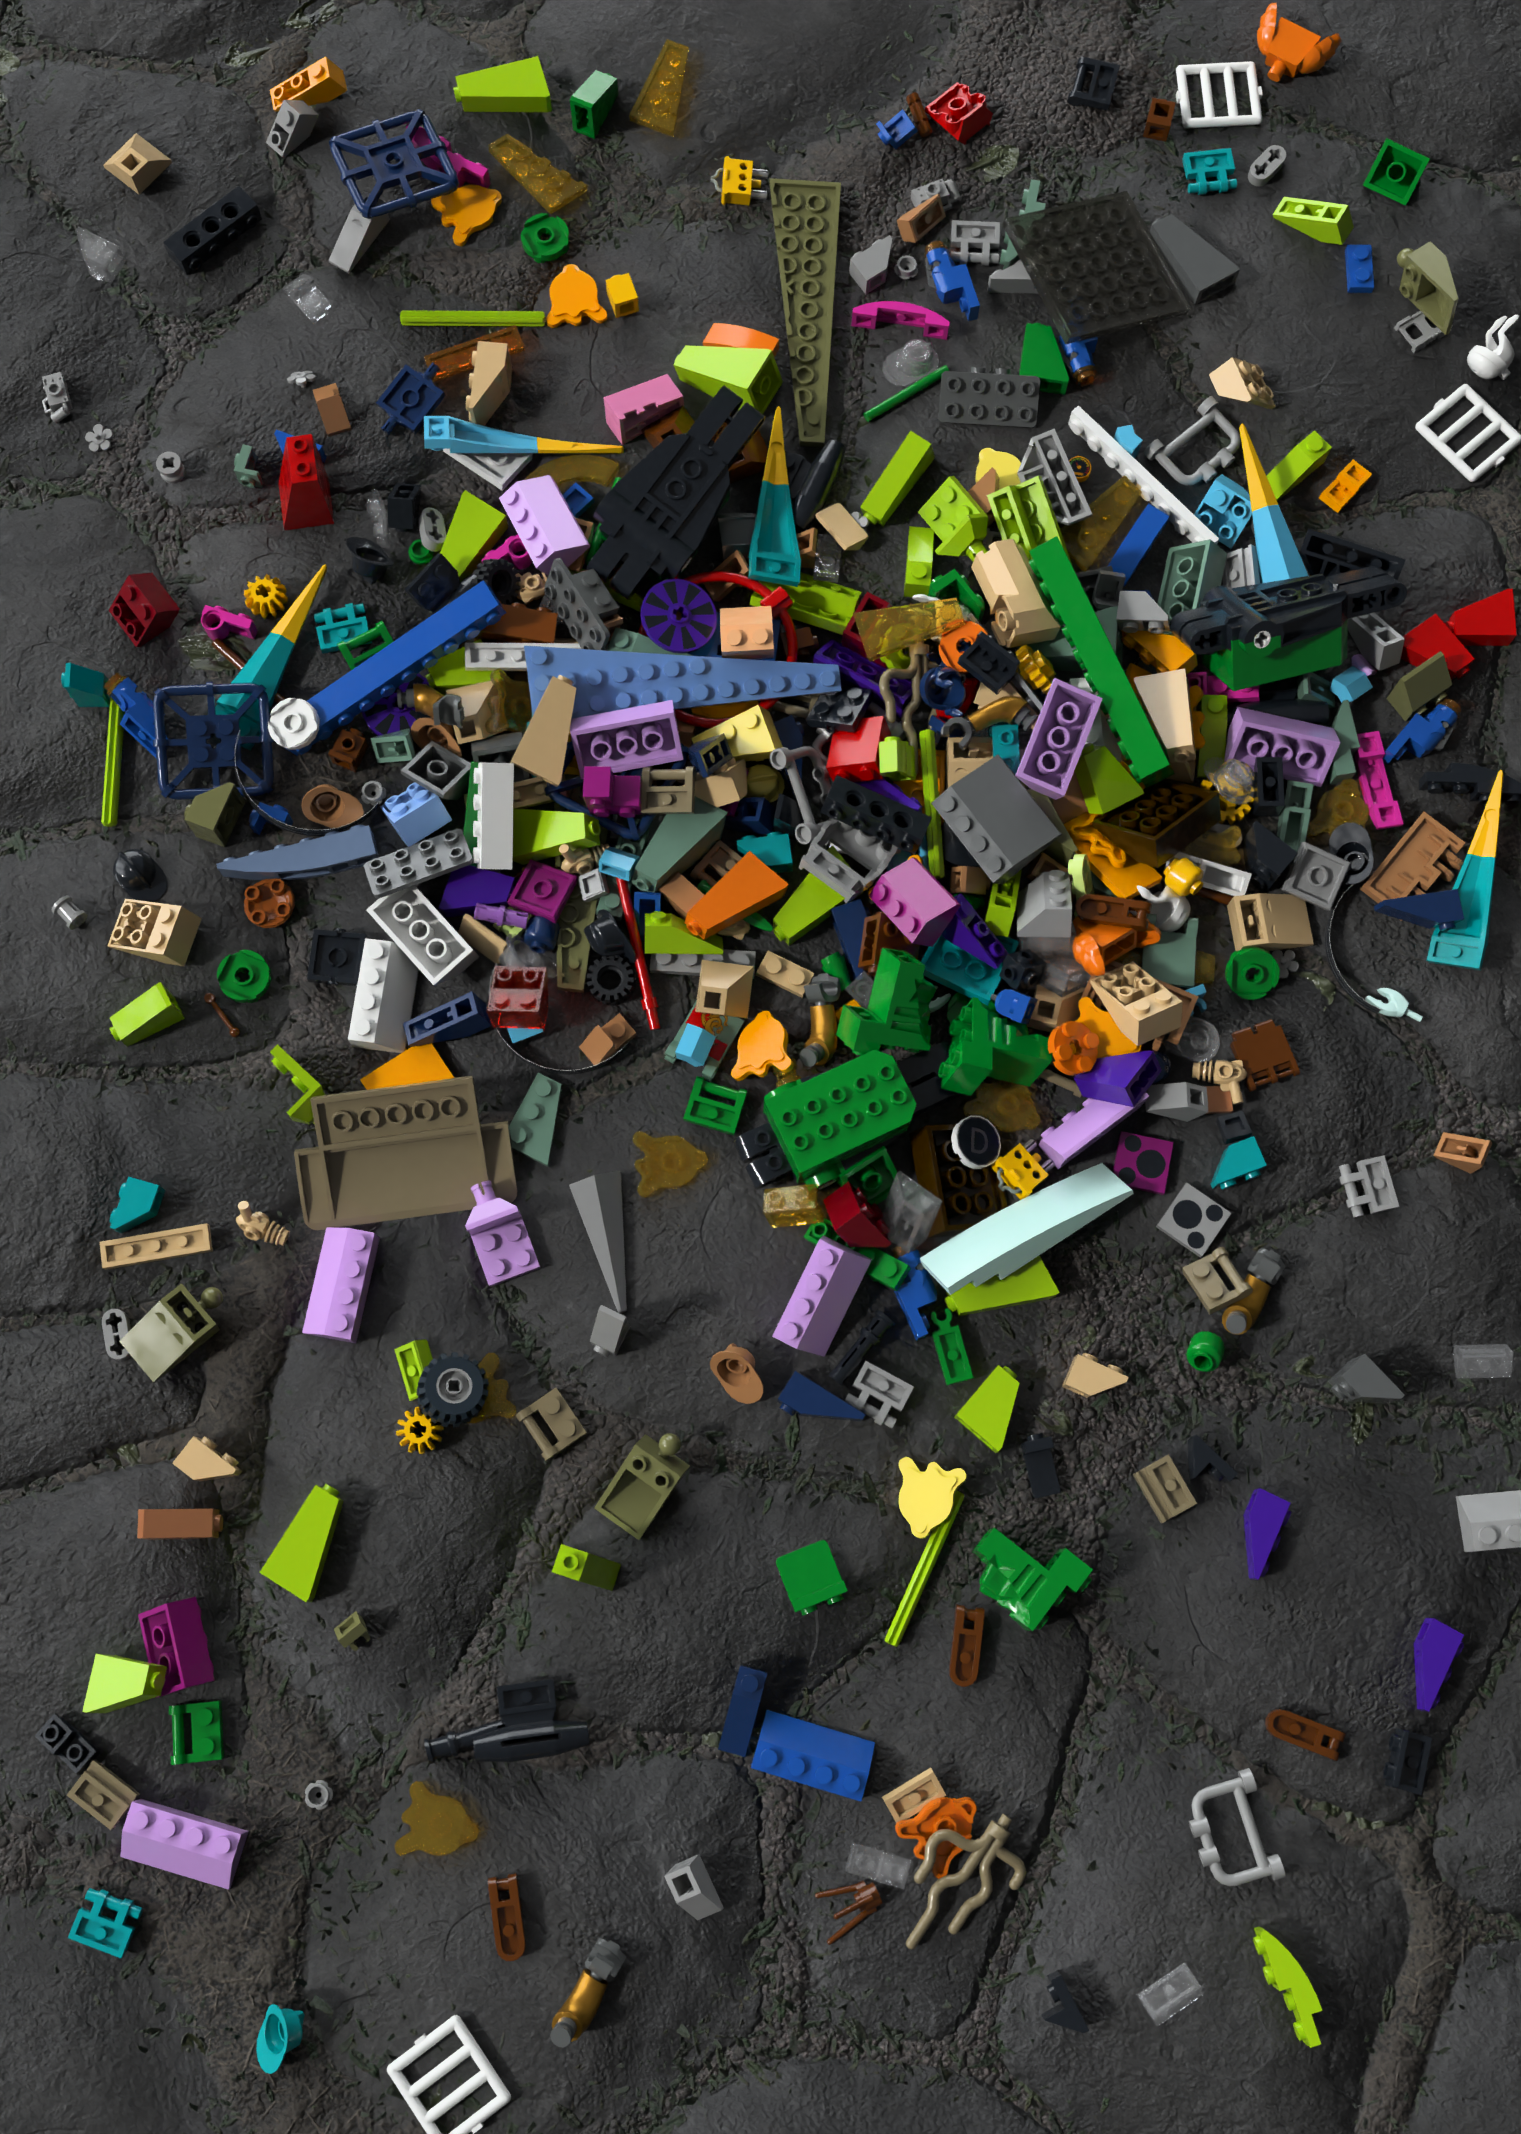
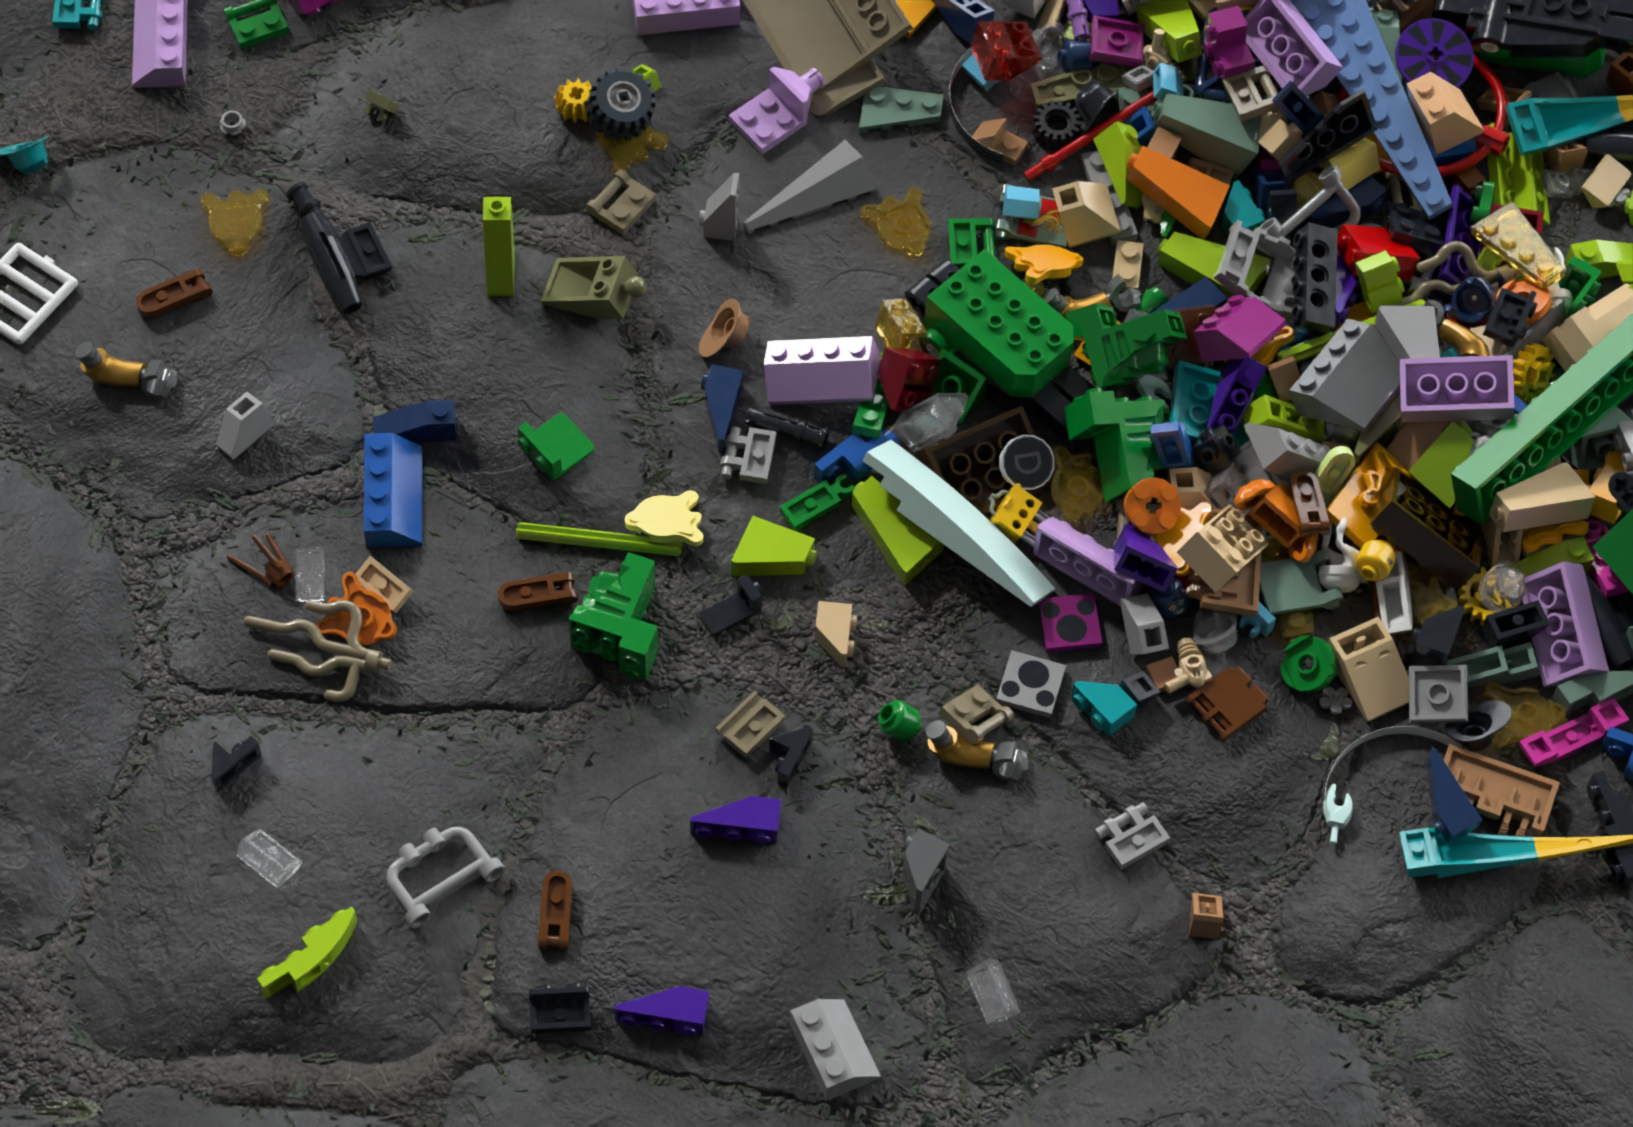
camera: 70 degrees right, 15 degrees down
(304, 1547) = (445, 46): lime slope -> none
(735, 726) = (1334, 133): none -> black wedge
(831, 635) = (1484, 196): none -> green plate
(986, 755) = (1409, 331): none -> light grey slope

